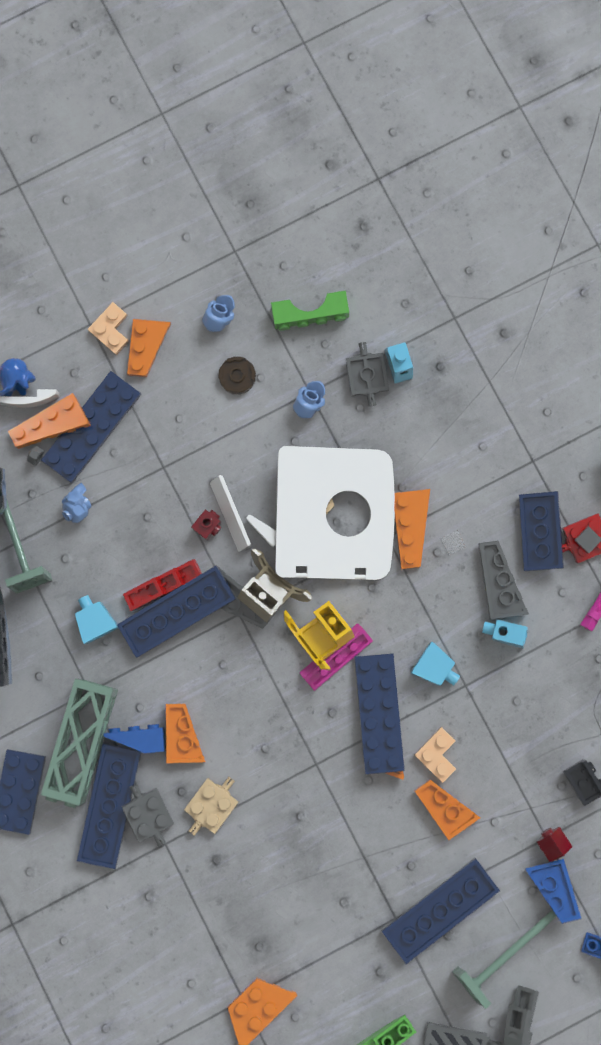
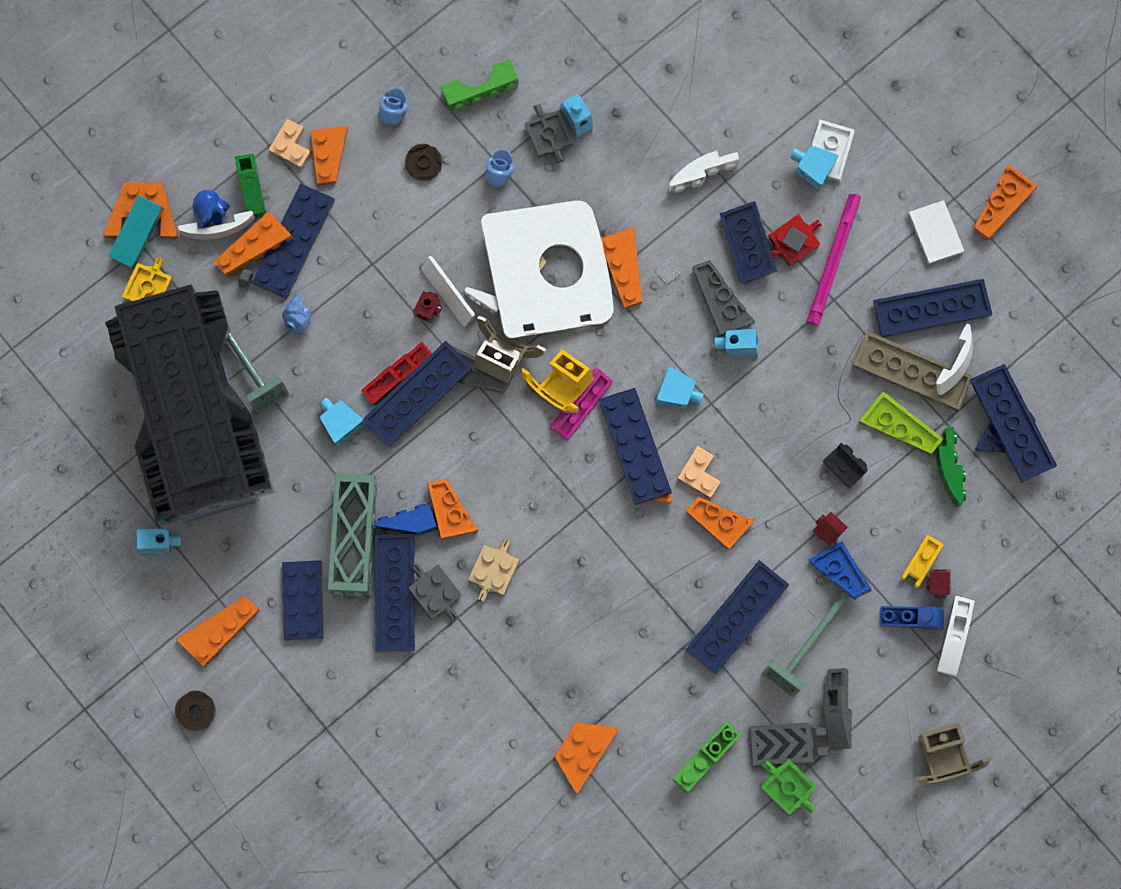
camera: 20 degrees left, 5 degrees down
(61, 361) = (250, 183): none -> green slope
(504, 447) = (695, 172): none -> white slope

